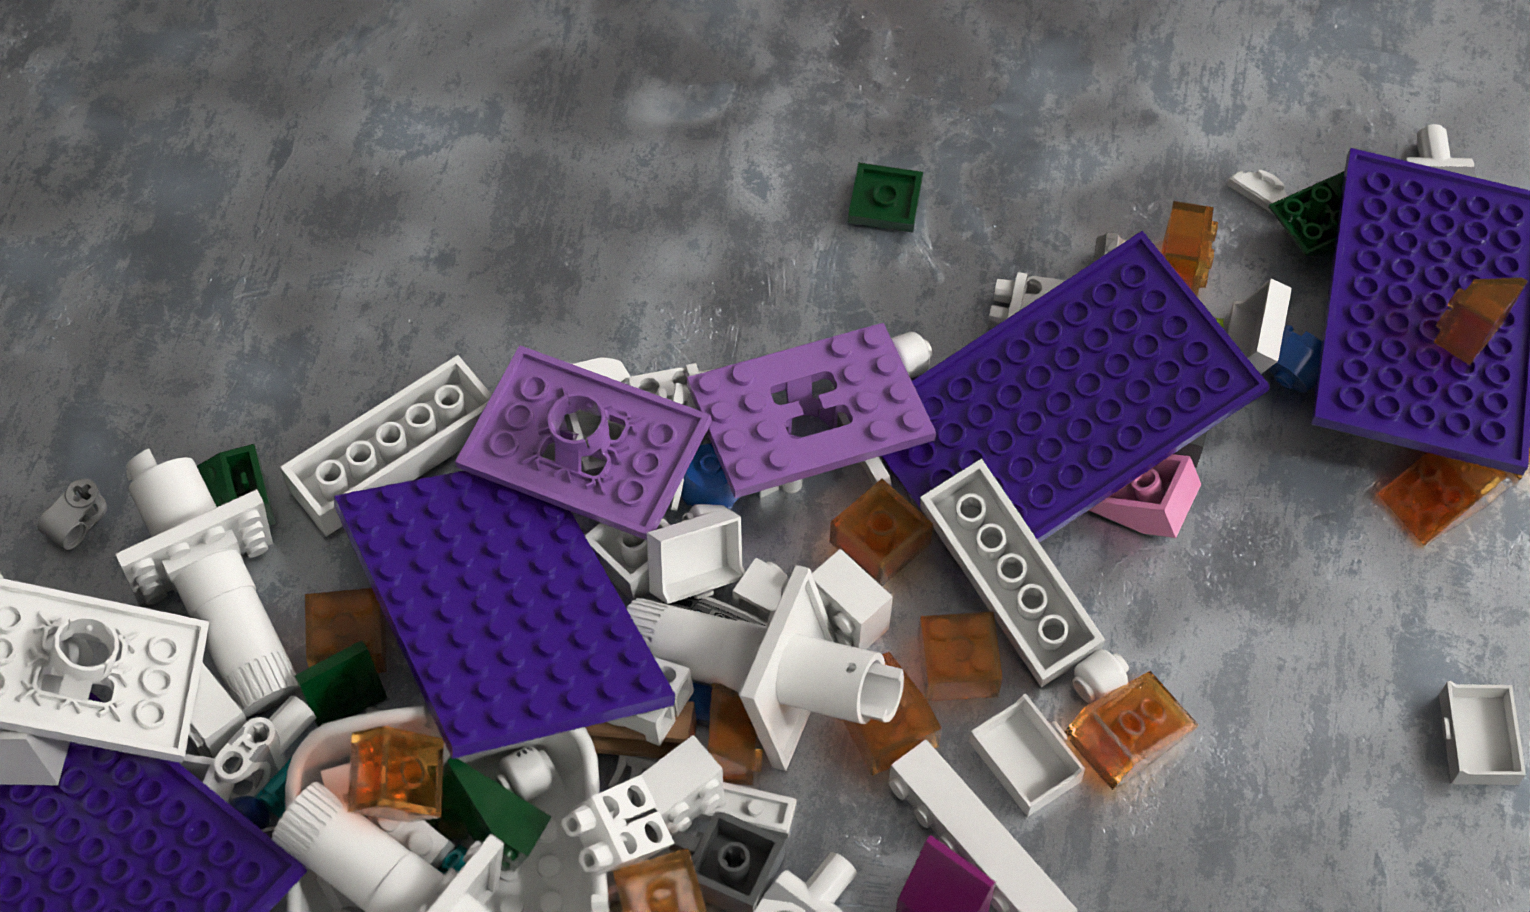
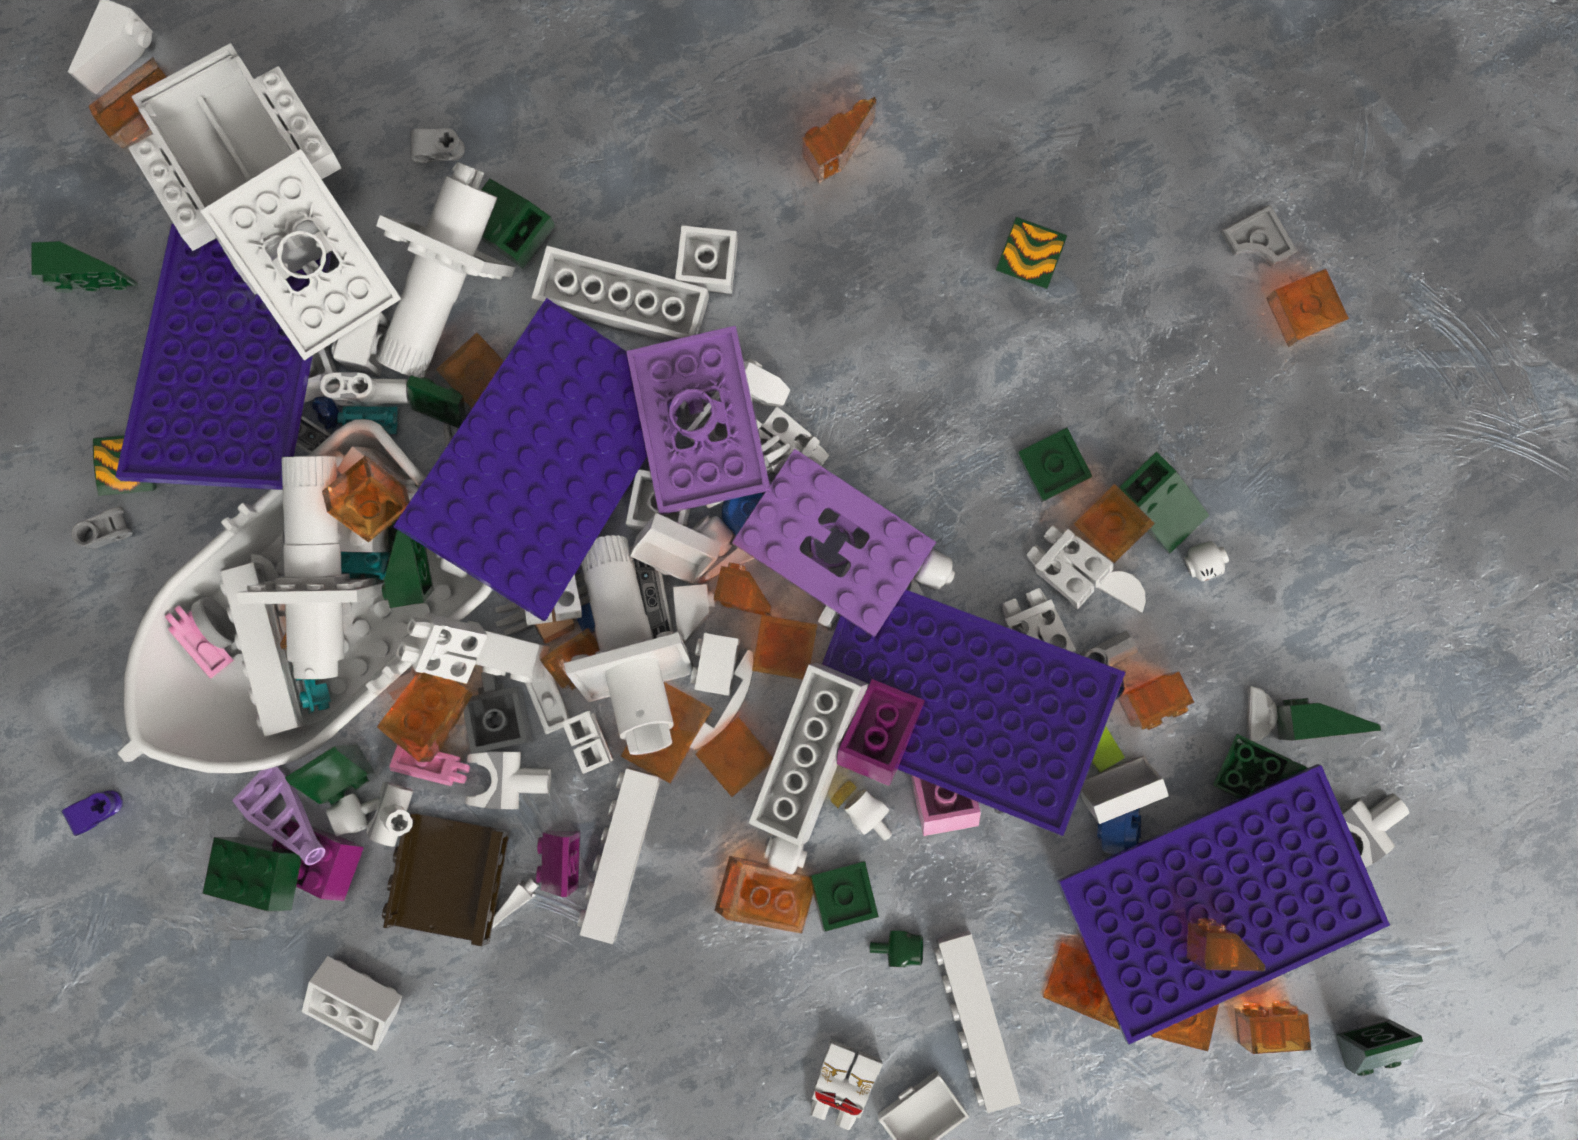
camera: 60 degrees right, 25 degrees up
(417, 168) = (832, 145): none -> clear orange slope
(424, 340) = (707, 258): none -> white brick
(666, 91) = (1031, 252): none -> slope
(750, 511) = (737, 556): none -> piece
(794, 519) = (739, 591): none -> clear orange slope
(834, 784) = (591, 745): none -> white hips
(905, 629) = (707, 731): none -> white slope
(983, 178) = (1113, 522): none -> clear orange slope
(990, 135) = (1165, 500): none -> dark green slope
(996, 240) = (1070, 565): none -> white hips
(1027, 755) = (700, 842): white container -> none
(1045, 489) = (879, 732): none -> magenta slope
(1052, 219) = (1125, 589): none -> white tile
(1076, 579) = (843, 793): none -> clear yellow tile
(1079, 137) = (1206, 561): none -> white head
(1114, 577) = (867, 814): none -> white piece
(1187, 652) = (843, 896): none -> dark green plate
(1283, 636) = (902, 949): none -> dark green piece
(1303, 137) = (1306, 720): none -> dark green slope
(1395, 785) = (843, 1093): none -> white hips
(1412, 614) = (978, 1022): none -> white brick

